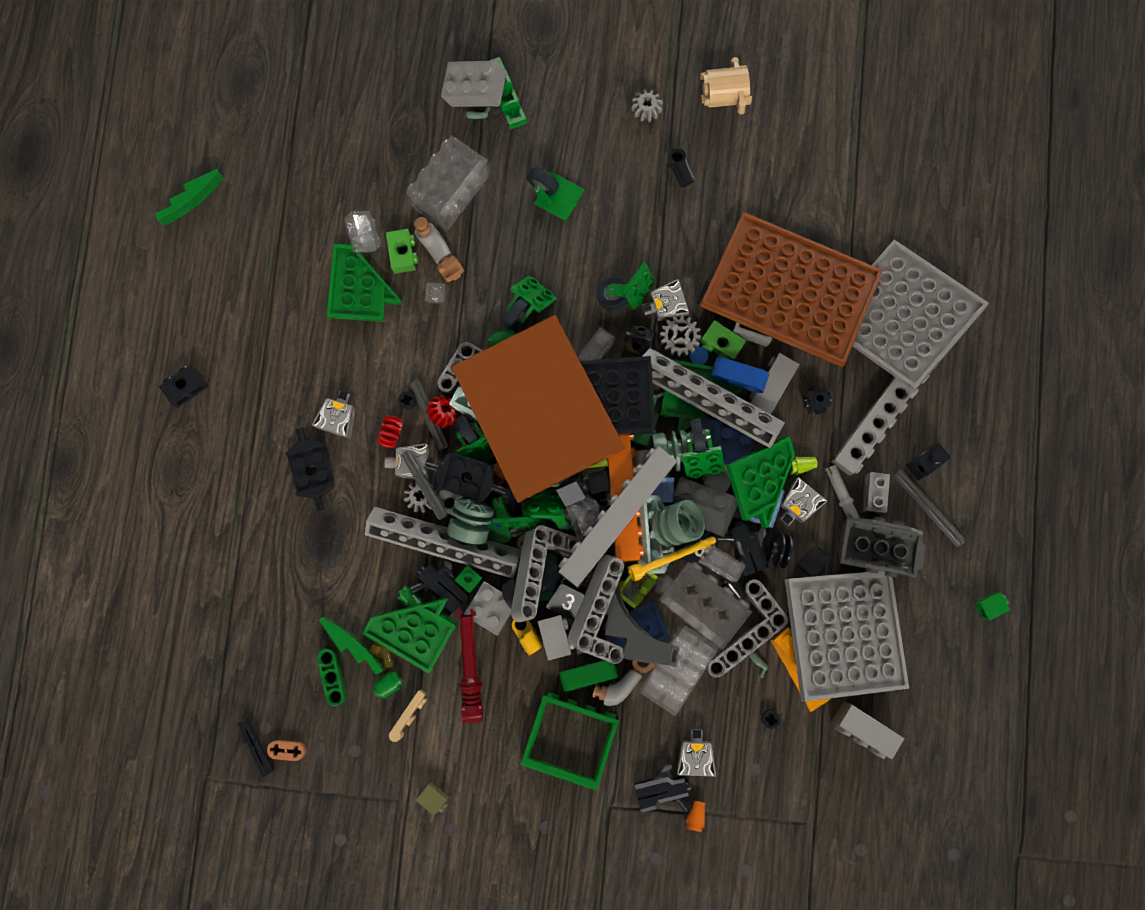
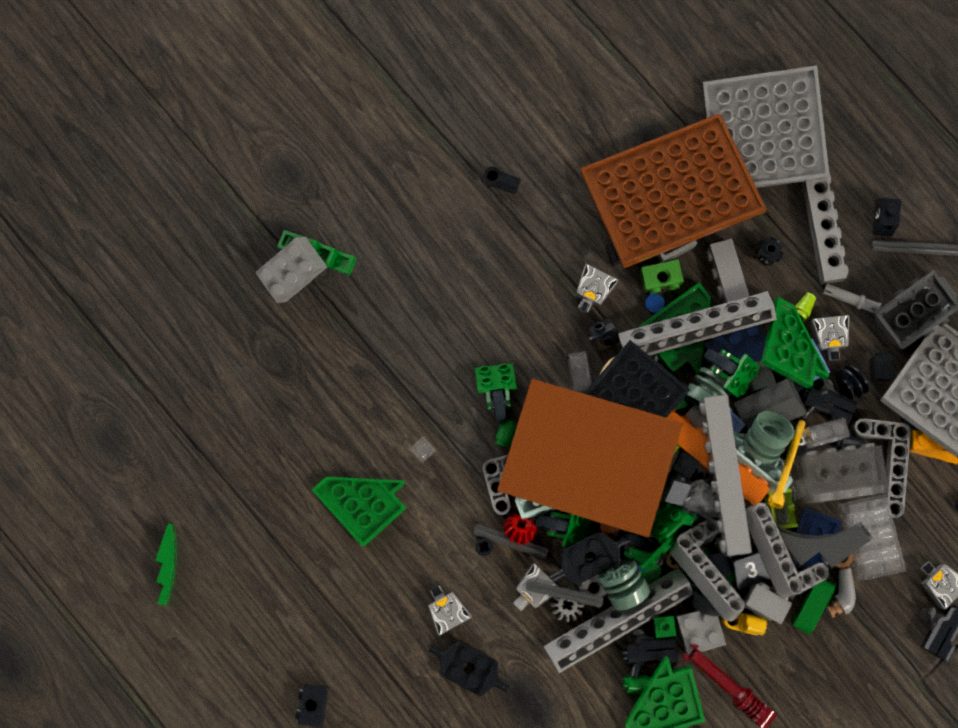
camera: 50 degrees left, 0 degrees up
(362, 231) = (323, 460): clear brick -> none
(389, 431) = (498, 582): red gear -> none
(401, 262) = (355, 439): bright green brick -> none
(437, 247) = (385, 414): piece -> none
(448, 182) = (362, 363): clear brick -> none
(478, 115) = (313, 289): sand green piece -> none
(554, 192) = (432, 289): green plate -> none
(560, 772) = (865, 692): green window -> none
(615, 292) = (552, 318): green plate -> none
(646, 99) = (437, 160): light grey gear -> none
(684, 342) = (619, 302): light grey gear -> none
(727, 86) = (475, 88): tan container -> none
(739, 375) = (700, 288): blue beam -> none
(758, 661) = (916, 474): sand green piece -> none
(875, 493) = (874, 275): light grey brick -> none

